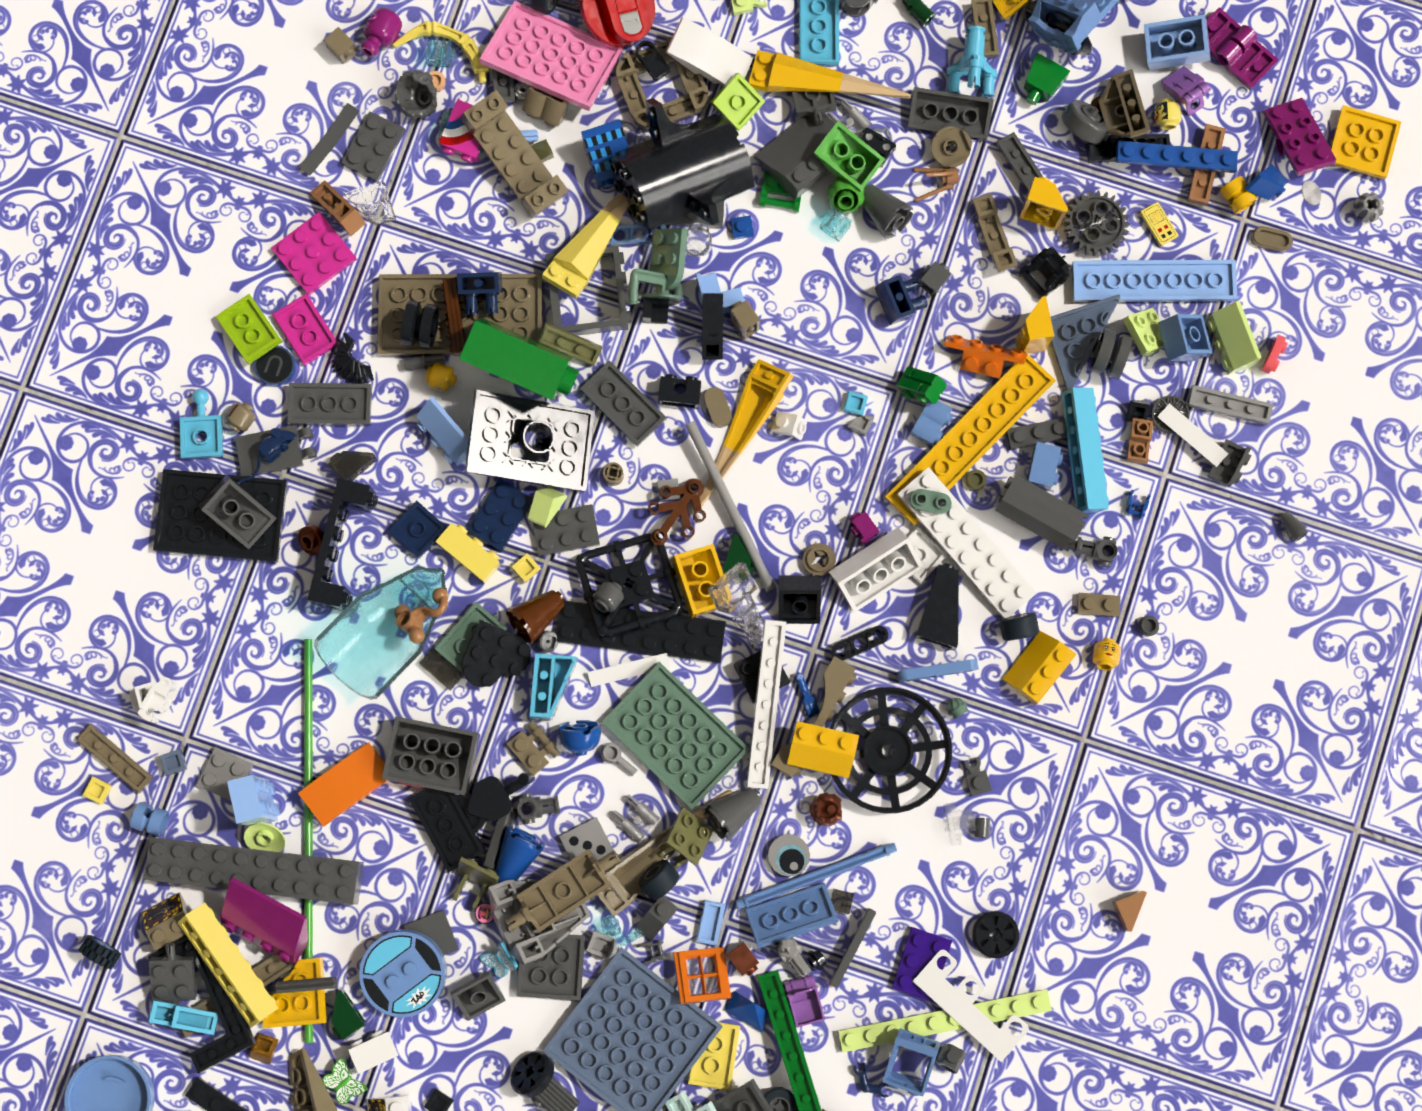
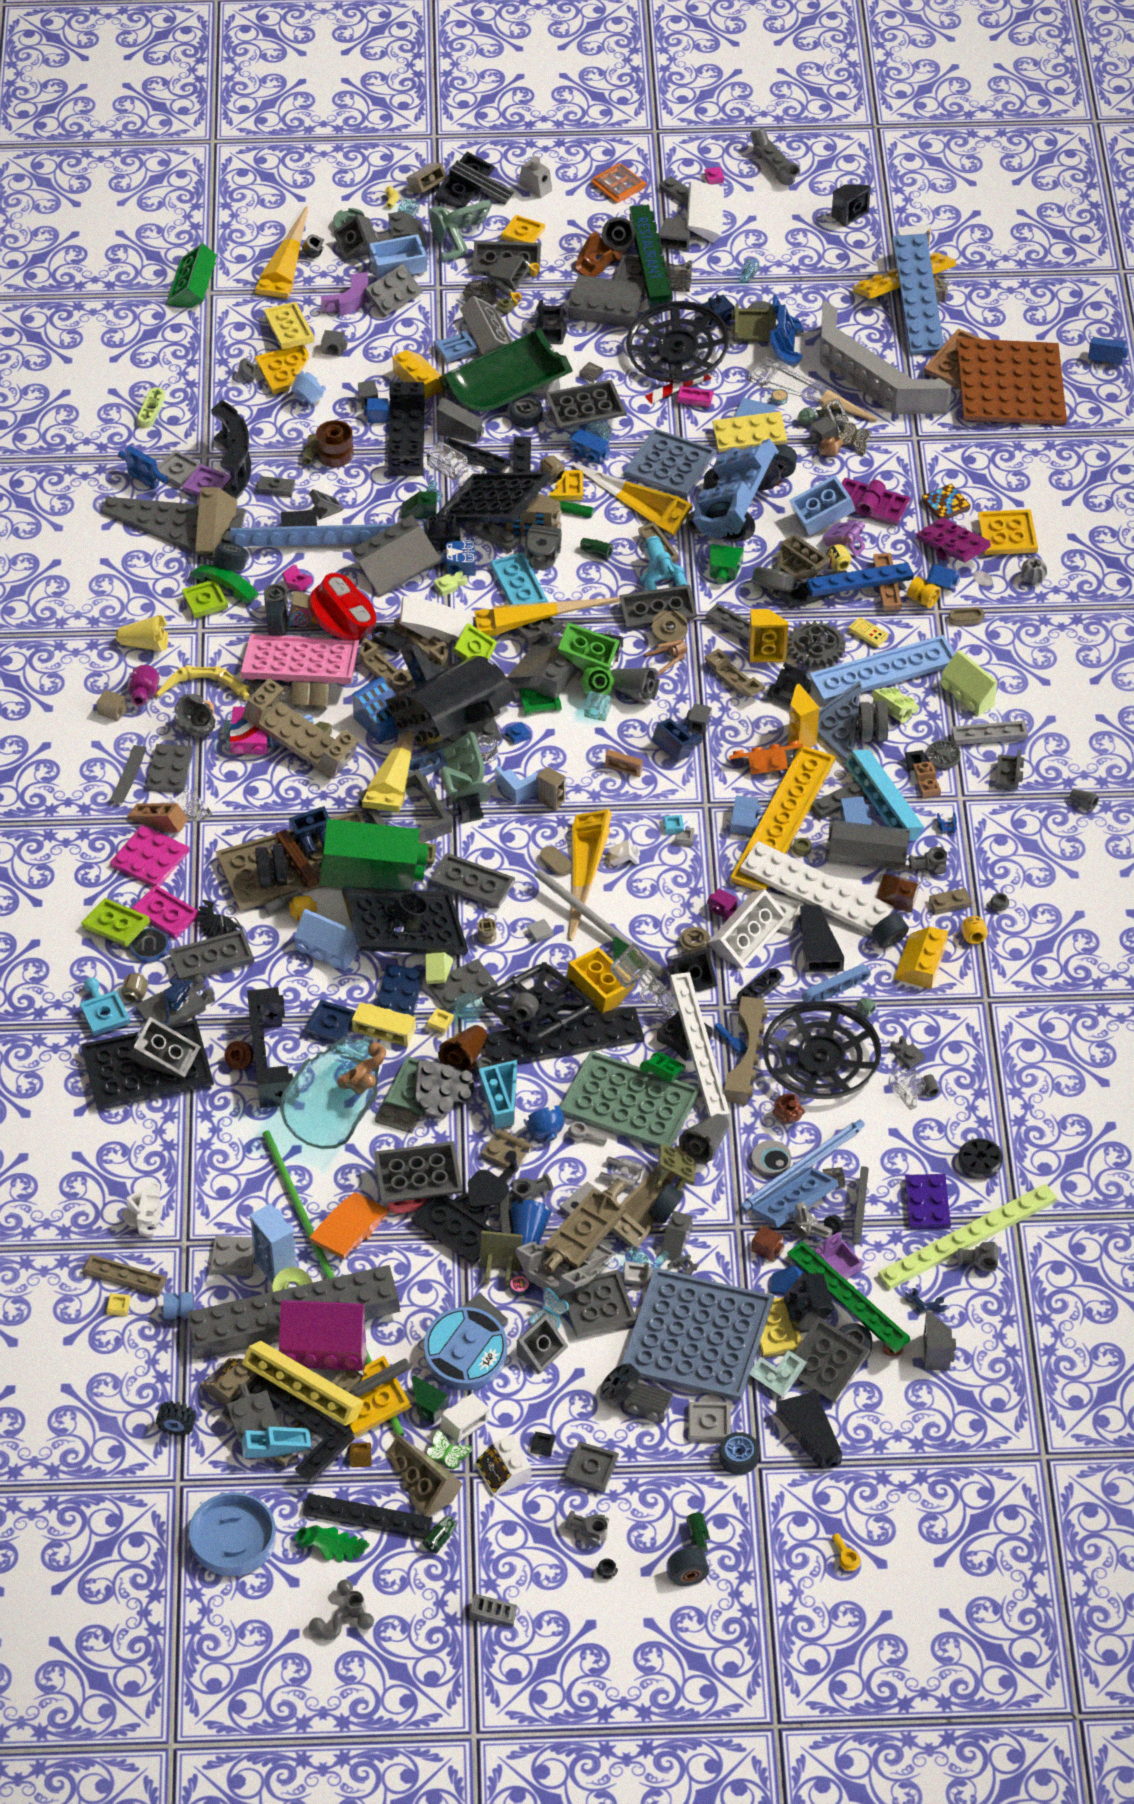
camera: 20 degrees left, 30 degrees down
(173, 762) = (182, 1259): sand blue plate -> none
(351, 464) = (239, 992): clear smoke slope -> none
(440, 53) = (202, 685): clear light blue brick -> none
(559, 563) = (468, 1006): none -> clear light blue plate
(627, 670) = (561, 1069): white sticker -> none
(679, 509) = (561, 923): reddish brown plant -> none
(688, 399) = (524, 853): black brick -> none
(702, 975) = (737, 1265): orange piece -> none
(710, 922) = (726, 1229): light blue tile -> none
(712, 326) = (526, 797): black slope -> none
(727, 716) = (666, 1070): none -> green plate
(750, 1052) = (807, 1301): none -> black brick
(822, 749) = (764, 1059): yellow slope -> none
(829, 303) = (623, 763): none -> medium nougat plate
(916, 1043) = (953, 1246): medium blue window -> none
(921, 385) = (724, 788): green brick -> none
(930, 501) = (771, 861): sand green plate -> none
(961, 1008) = (978, 1217): white piece -> none
(1050, 573) = (899, 892): none -> reddish brown slope
(1129, 908) = (1084, 1103): medium nougat slope -> none
(1185, 337) = (928, 693): medium blue brick -> none
(1192, 435) = (969, 760): white sticker -> none
(1277, 347) = (1008, 683): coral plate -> none
(1315, 76) = (946, 502): none -> tile

